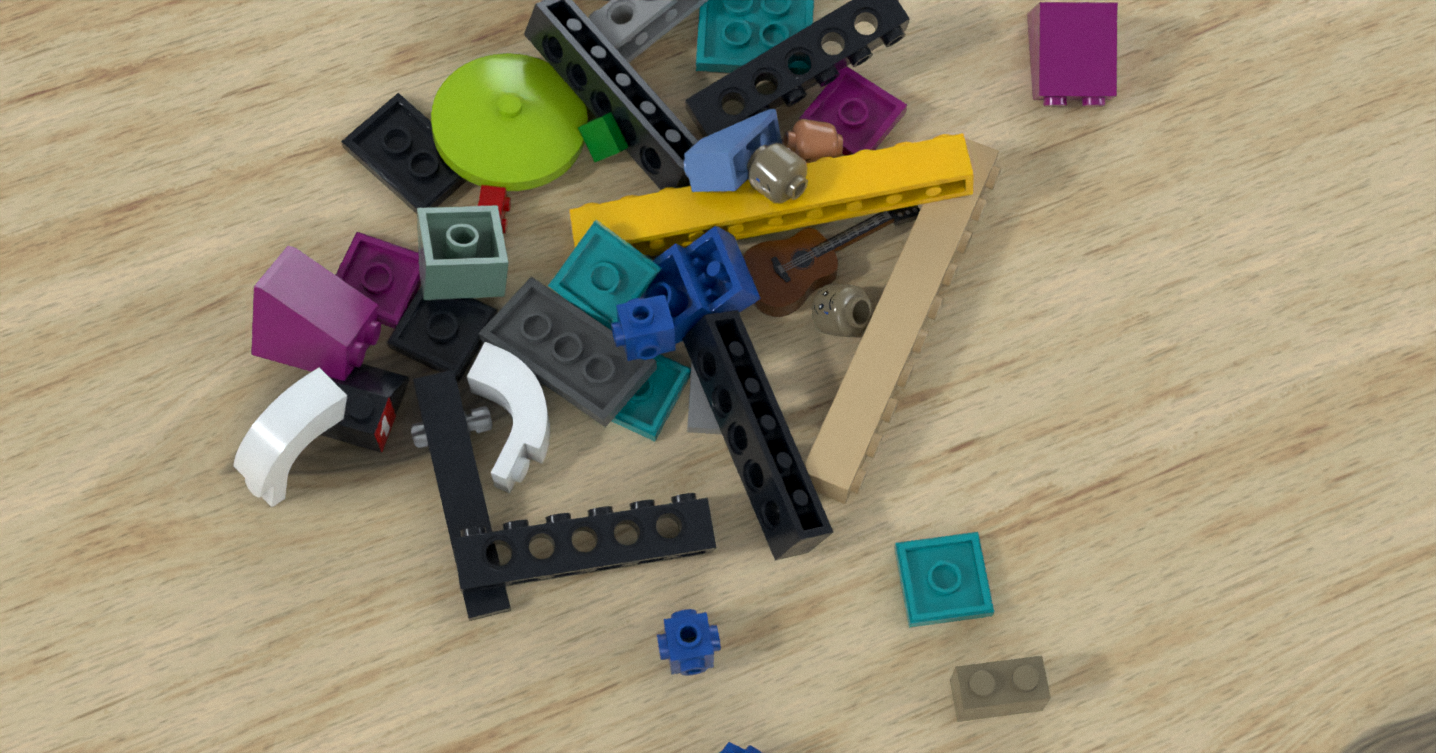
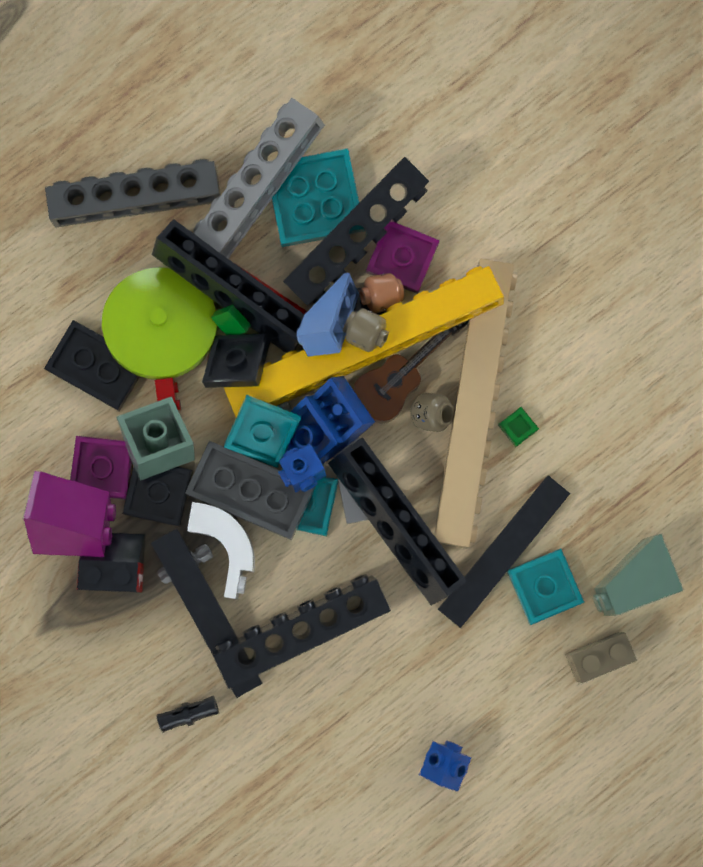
camera: 15 degrees left, 15 degrees up
(285, 430) = (78, 609): white arch -> none
(394, 623) = (187, 714): none -> black pin
(596, 183) = (236, 360): none -> black tile
(688, 657) = (387, 667): blue brick -> none
(895, 518) = (504, 551): none -> black tile
(956, 362) = (518, 426): none -> green tile
(1073, 52) = (548, 170): magenta slope -> none
(1077, 592) = (638, 579): none -> sand green slope

